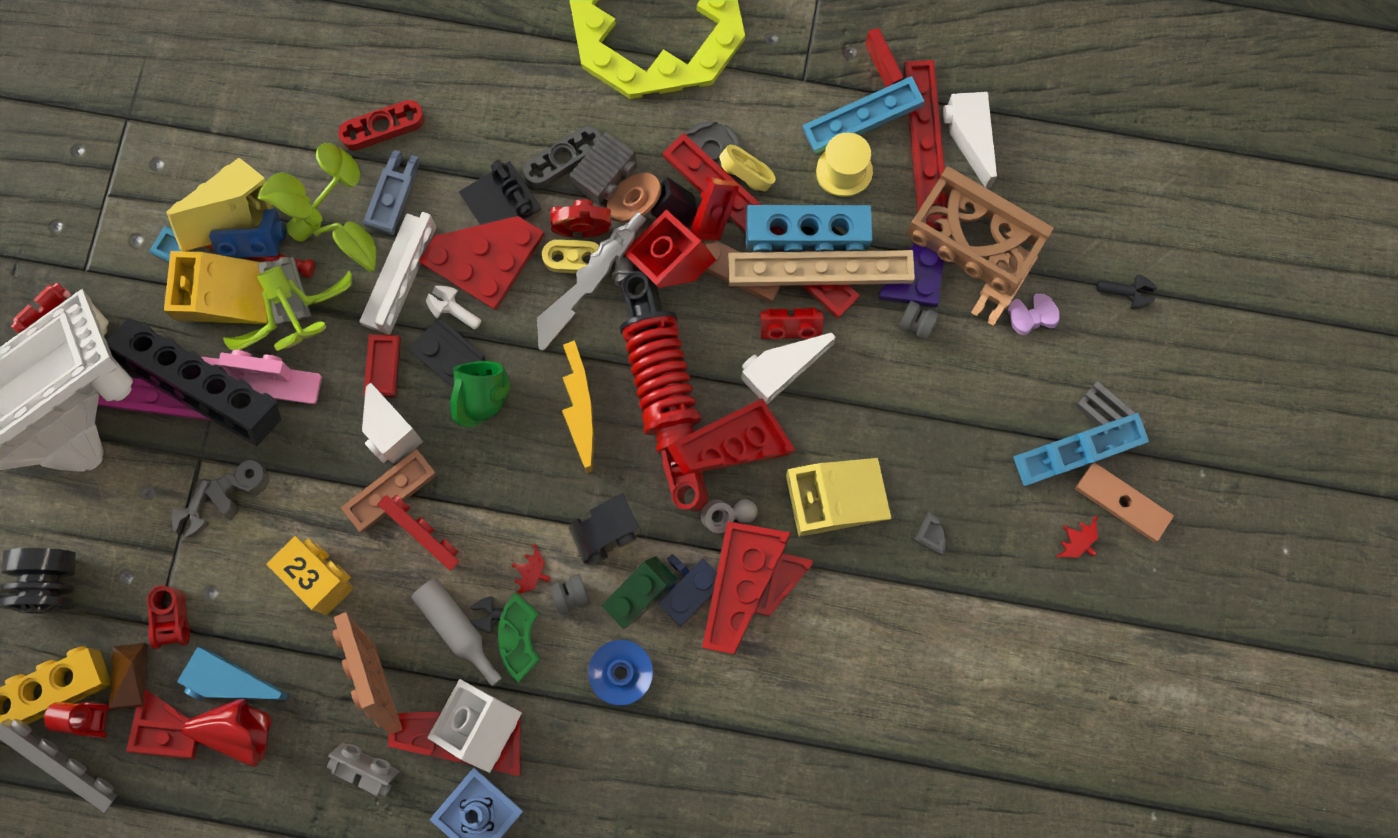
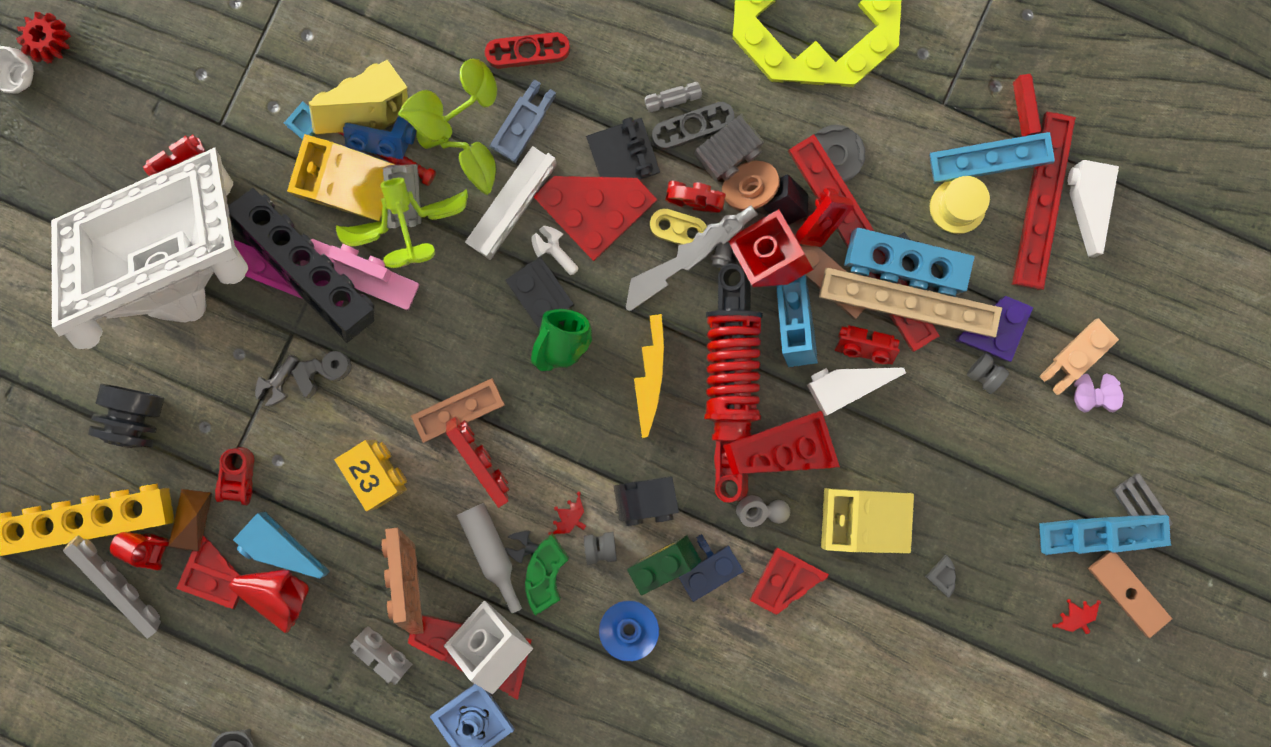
camera: 20 degrees right, 10 degrees up
(383, 363) = (477, 288): red tile -> none
(387, 431) = (468, 354): white slope -> none
(536, 134) = (673, 97): none -> light grey axle
(713, 318) = (796, 323): none -> dark azure slope
(742, 577) = (760, 575): red wing -> none
(746, 167) = (866, 183): light yellow plate -> none
(968, 193) = (1112, 307): medium nougat fence -> none
(1129, 291) = (1195, 393): black bar -> none

